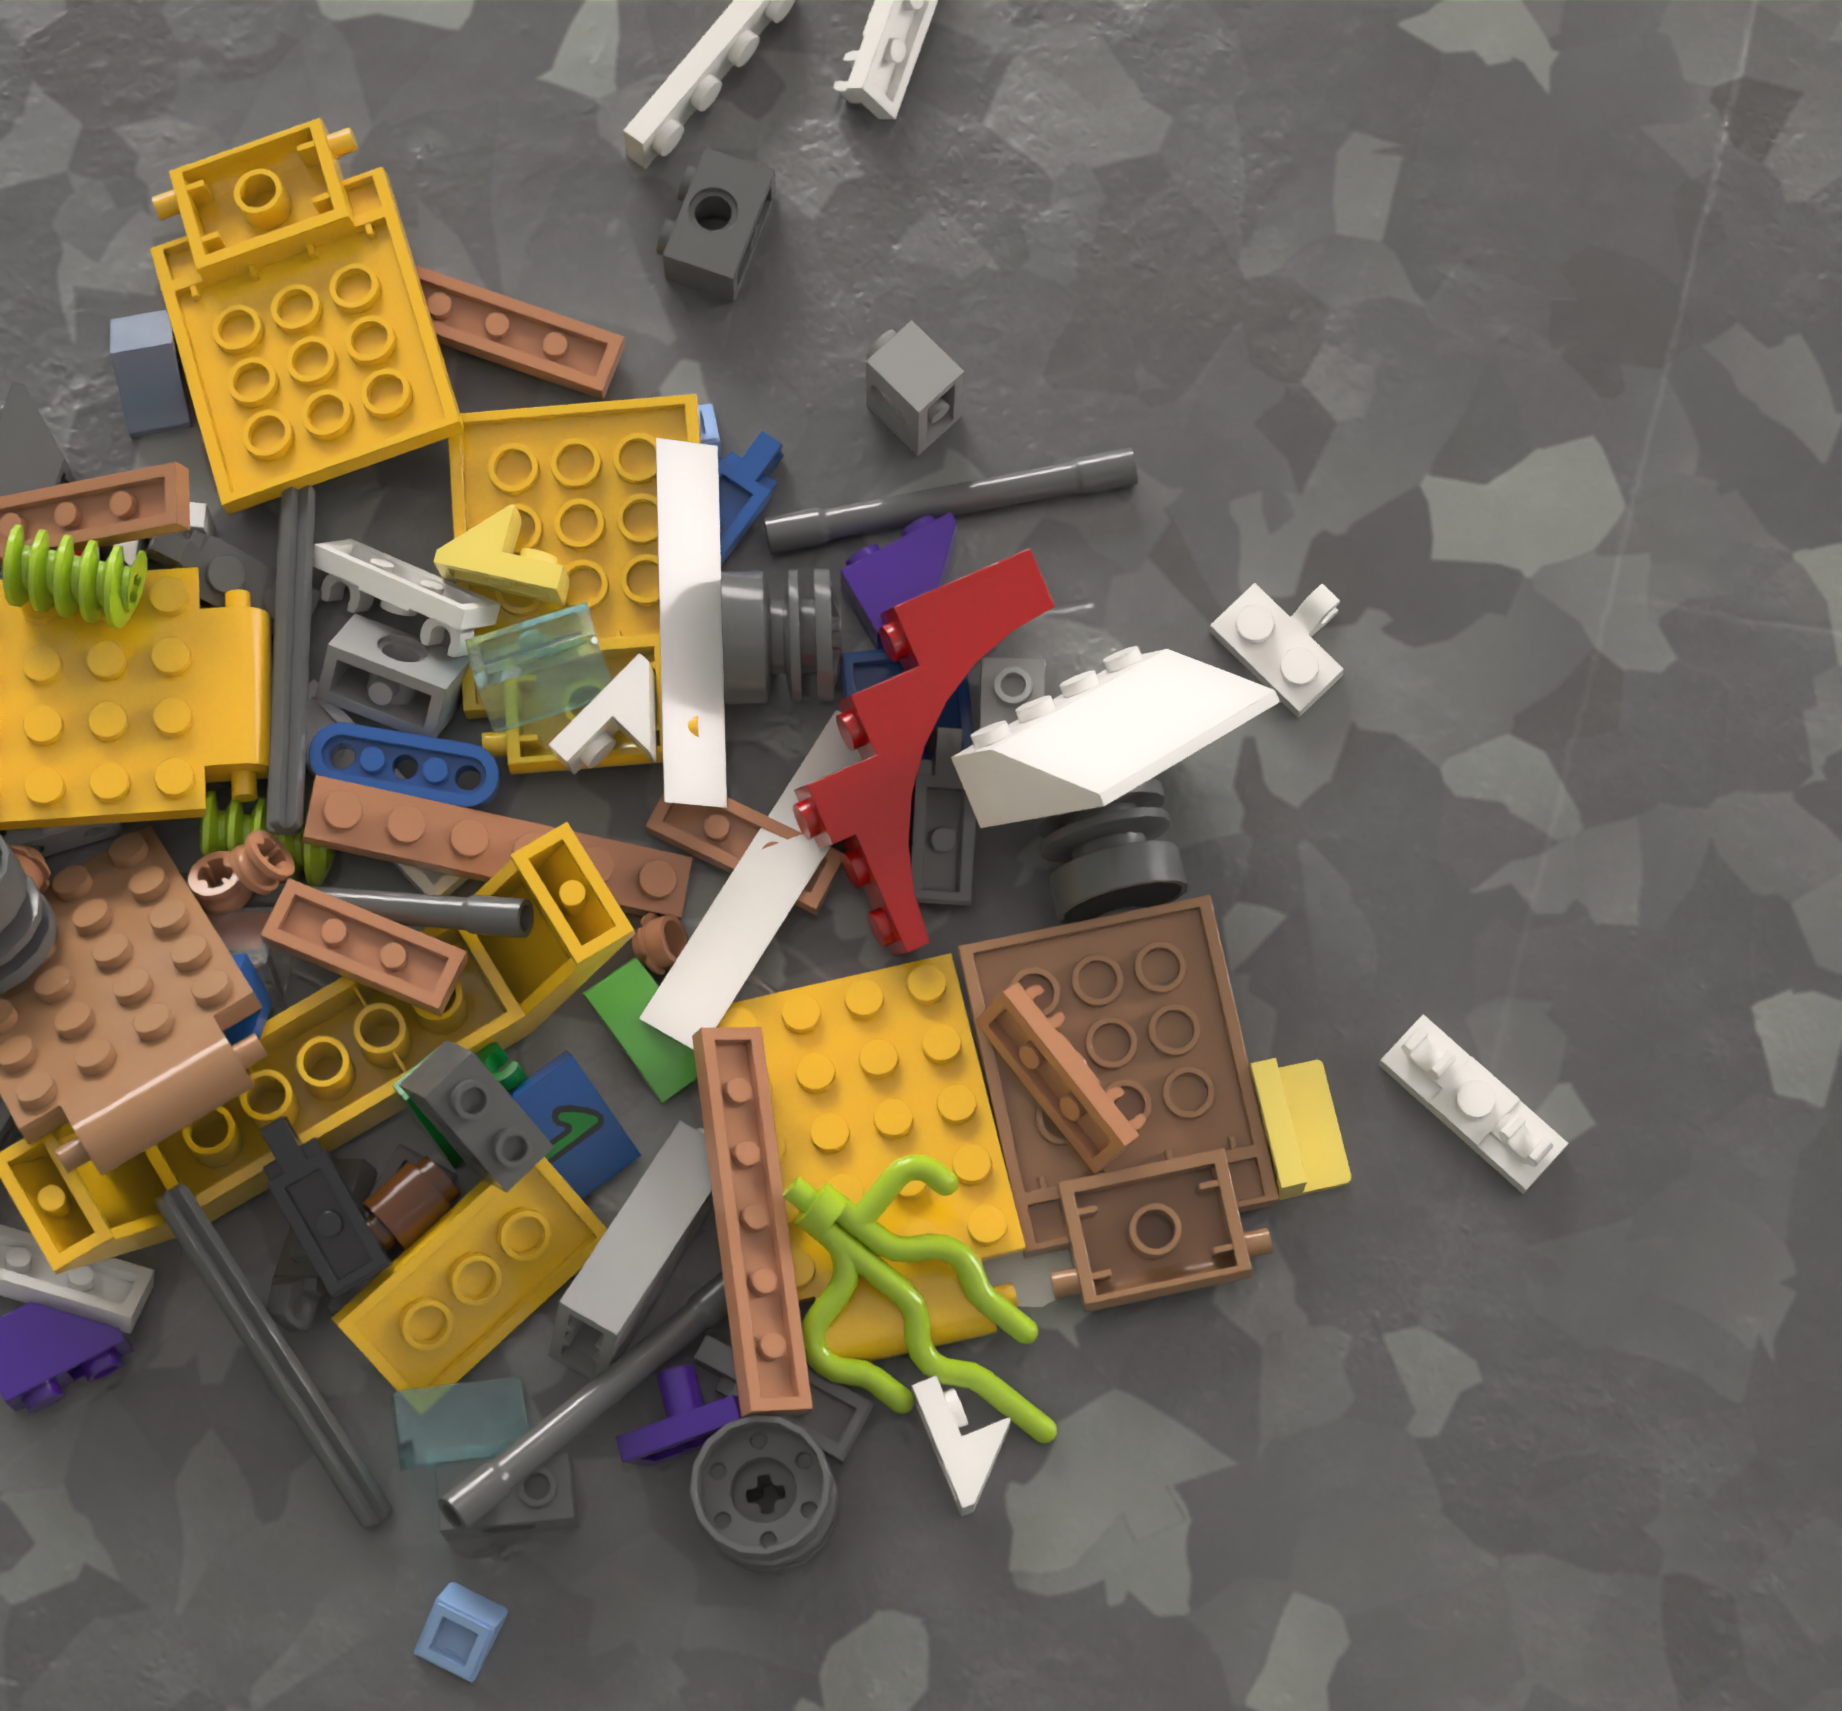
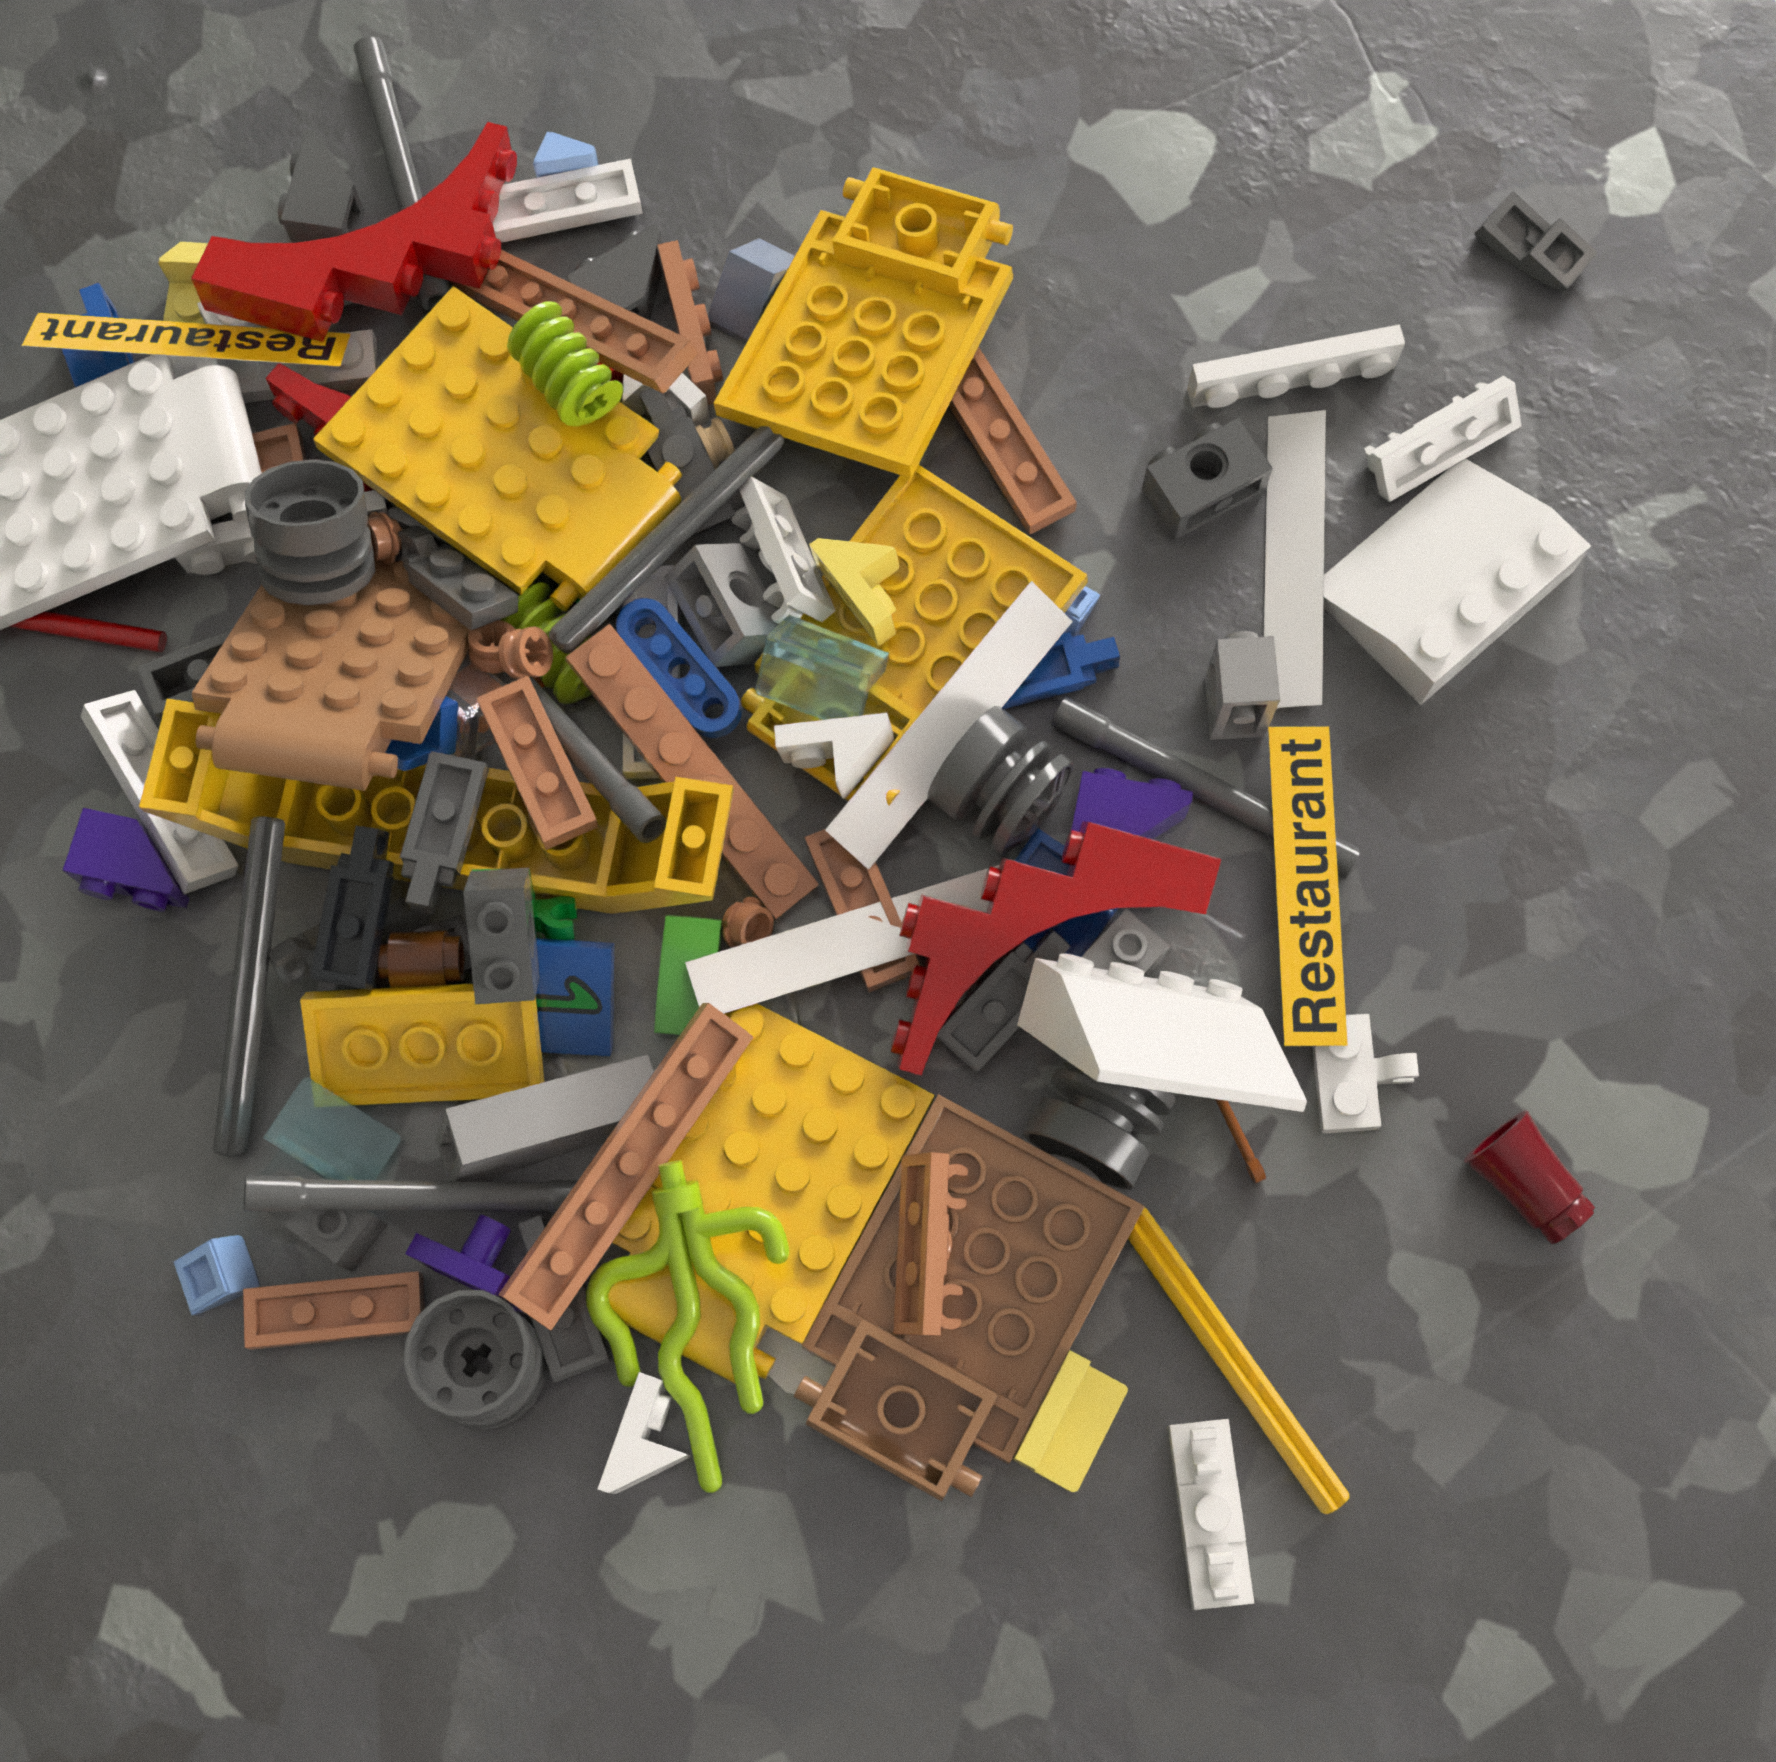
camera: 45 degrees right, 0 degrees up
(116, 446) = (690, 319): none -> nougat plate
(130, 853) = (454, 580): none -> dark grey hinge
(249, 537) = (716, 441): none -> tan bush
(331, 1071) = (441, 827): none -> dark grey hinge
(597, 1567) = (332, 1310): none -> nougat plate
(849, 225) = (1296, 554): none -> white sticker
(1000, 145) = (1450, 575): none -> white slope
(1112, 514) = (1307, 887): none -> yellow sticker
(1267, 791) = (1252, 1164): none -> dark orange hinge
(1392, 965) = (1237, 1365): none -> yellow axle
(1499, 610) = (1532, 1178): none -> dark red plant

